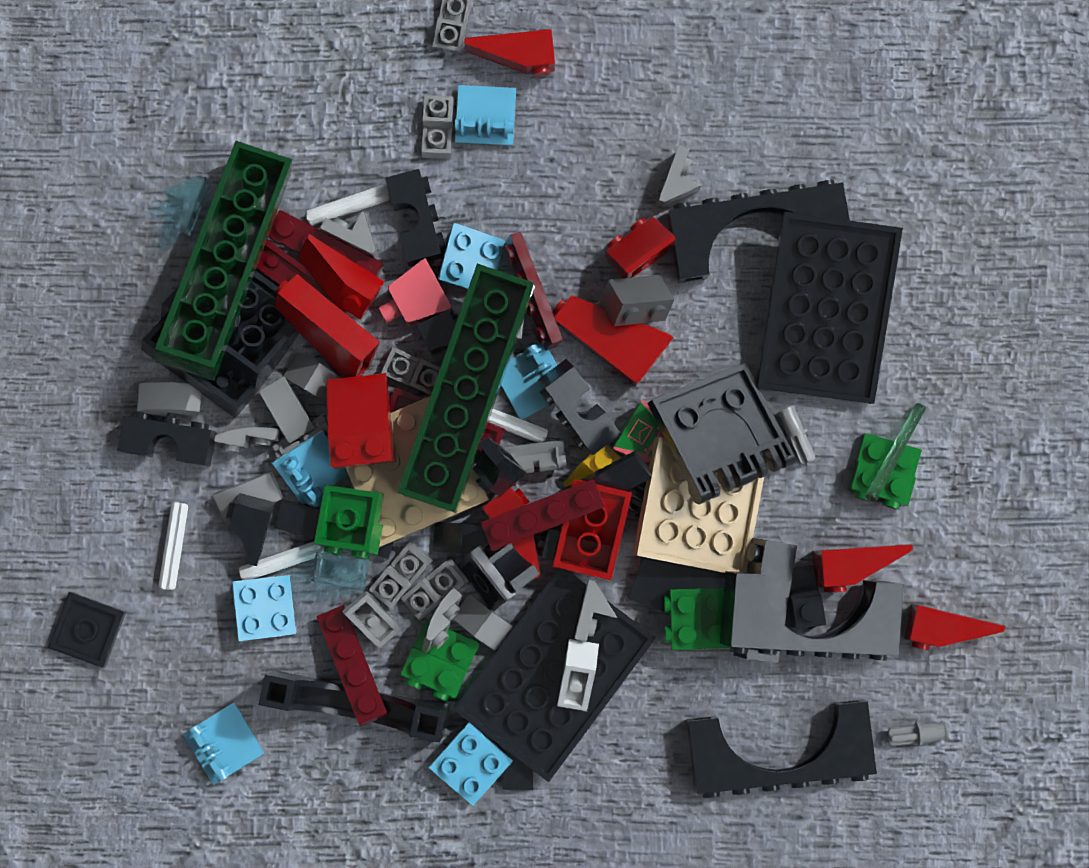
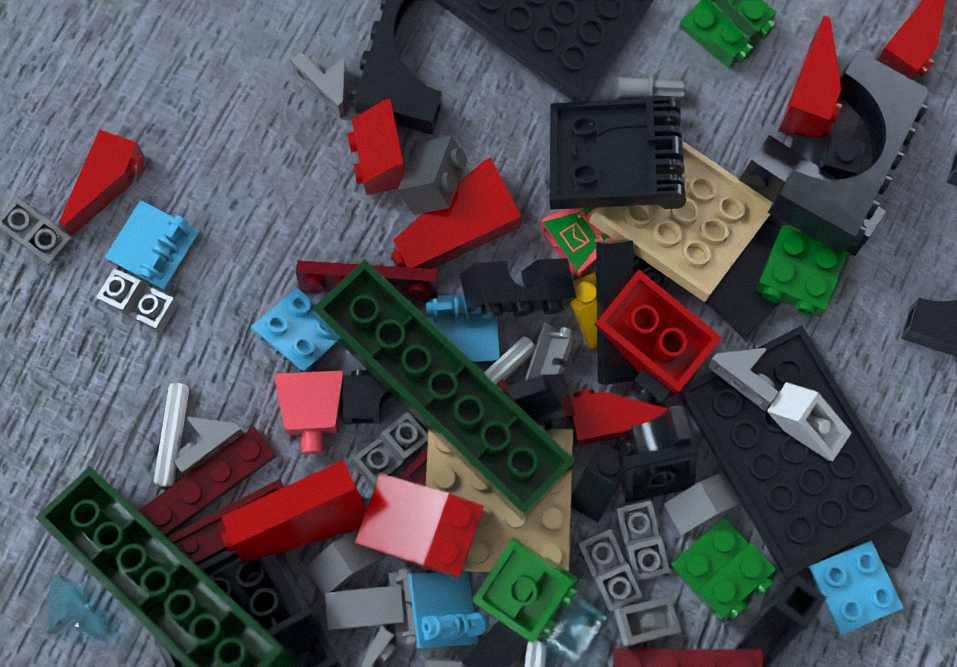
camera: 65 degrees left, 10 degrees down
(340, 278) = (246, 476): red slope -> none
(409, 192) = (194, 358): black arch -> none
(440, 622) = (684, 545): light grey slope -> none
(543, 514) = (618, 373): dark red plate -> none

